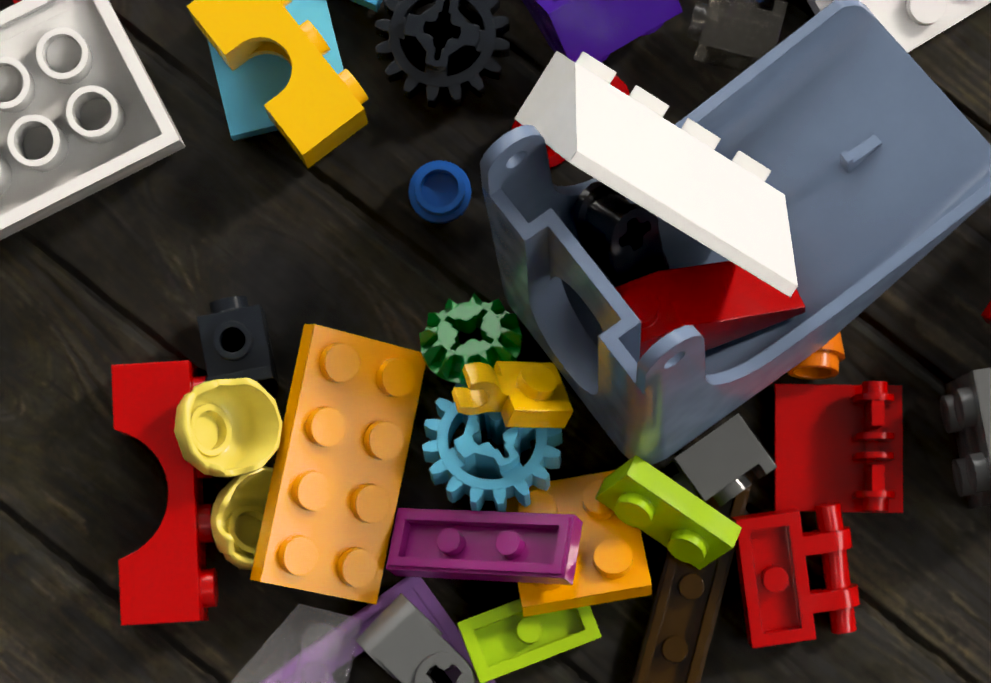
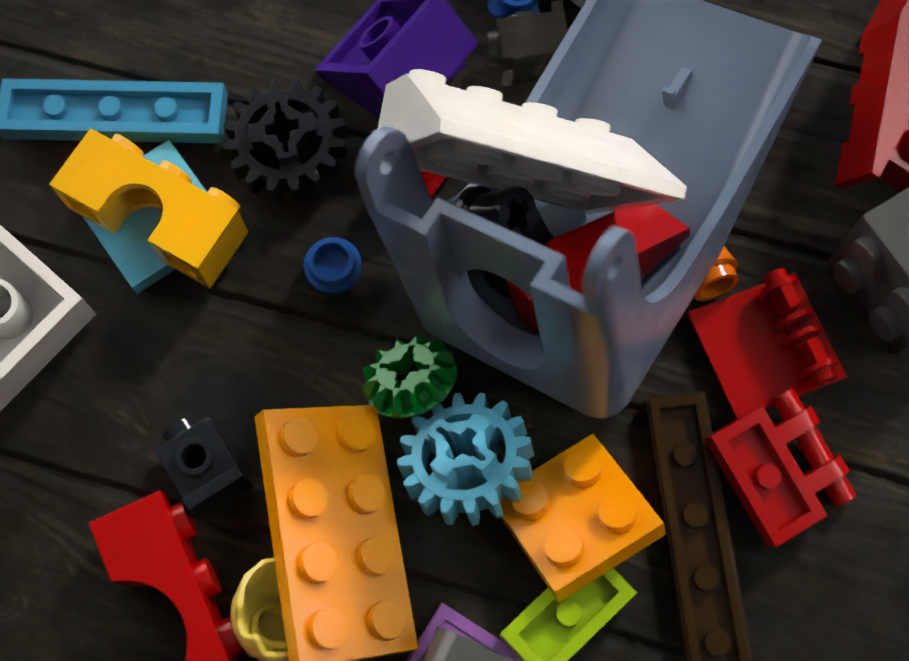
camera: 20 degrees left, 10 degrees down
(228, 427) = (216, 534): light yellow hair -> none
(485, 545) = (497, 550): magenta tile -> none
(521, 391) = (474, 398): yellow plate -> none
(668, 513) = (650, 451): lime plate -> none
(720, 460) = (674, 392): dark grey brick -> none

